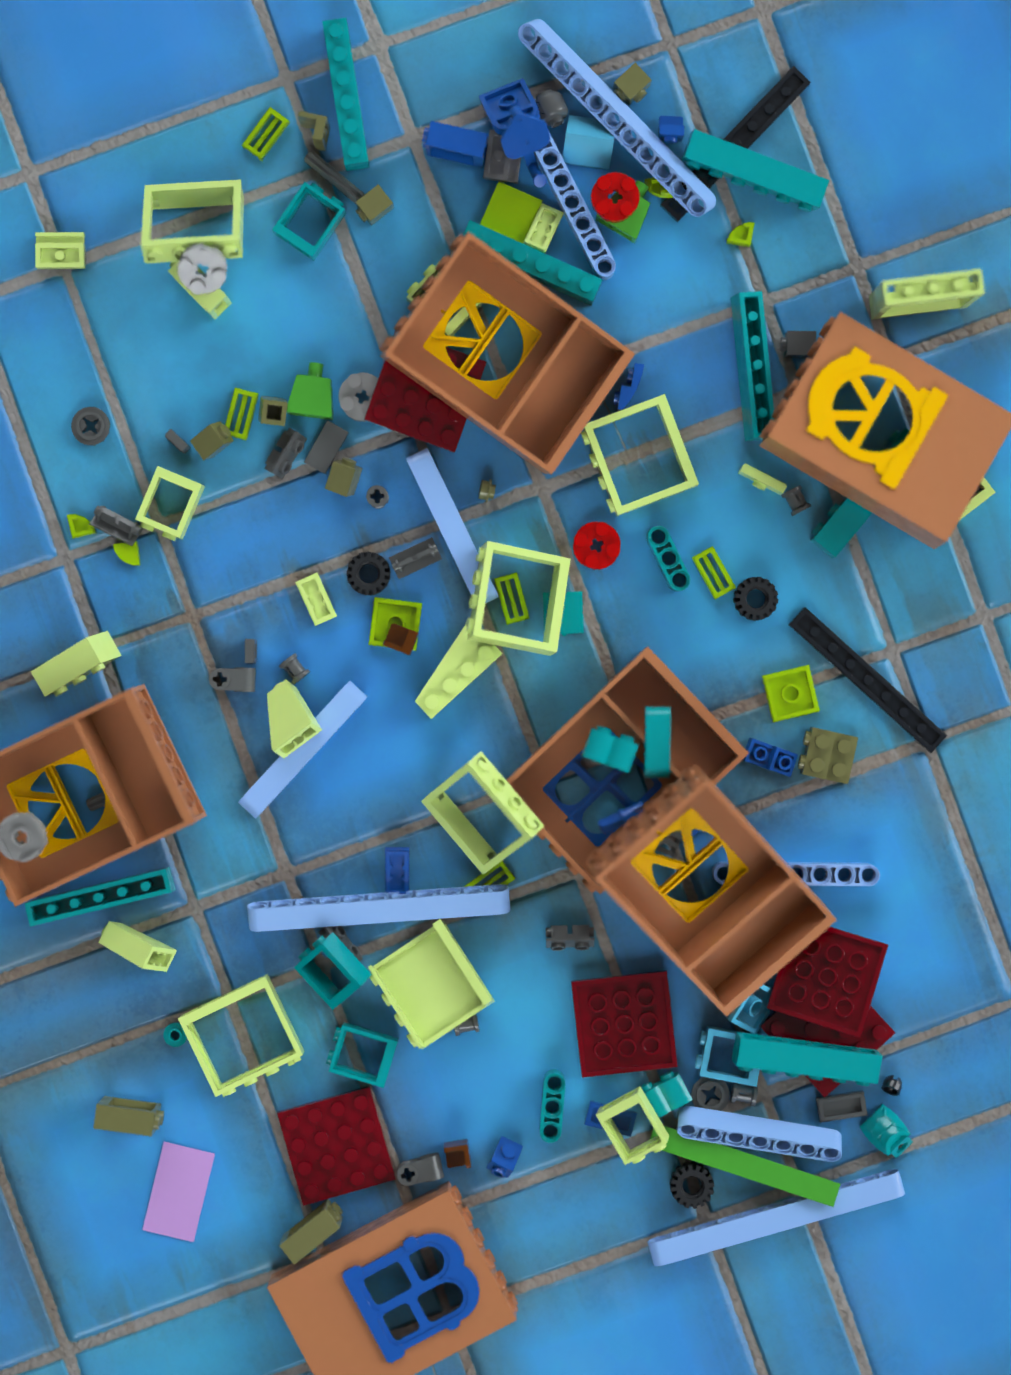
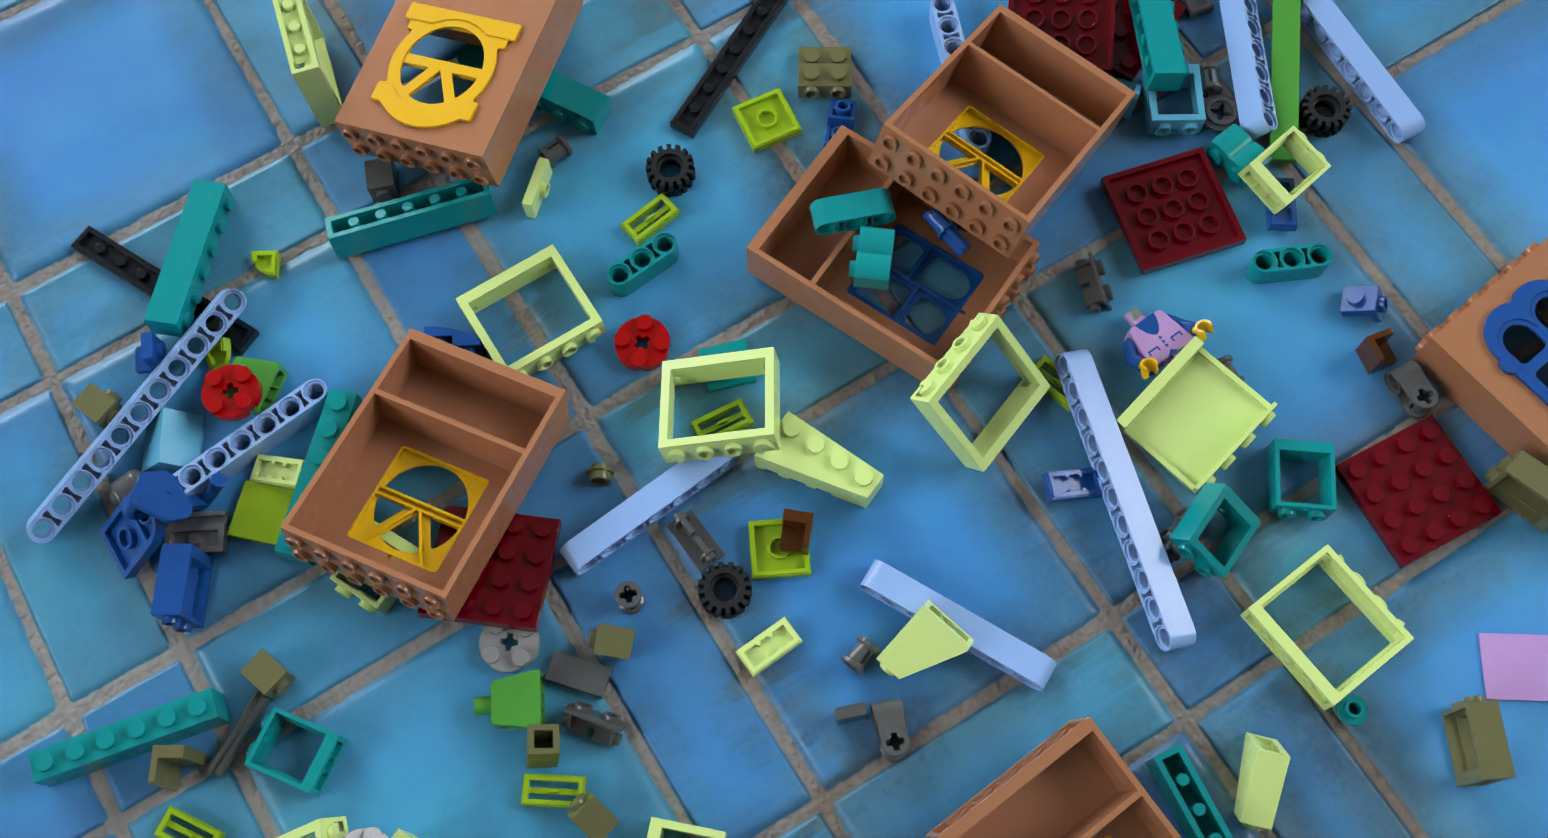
camera: 100 degrees left, 20 degrees down
(505, 974) = (1158, 339): none -> torso

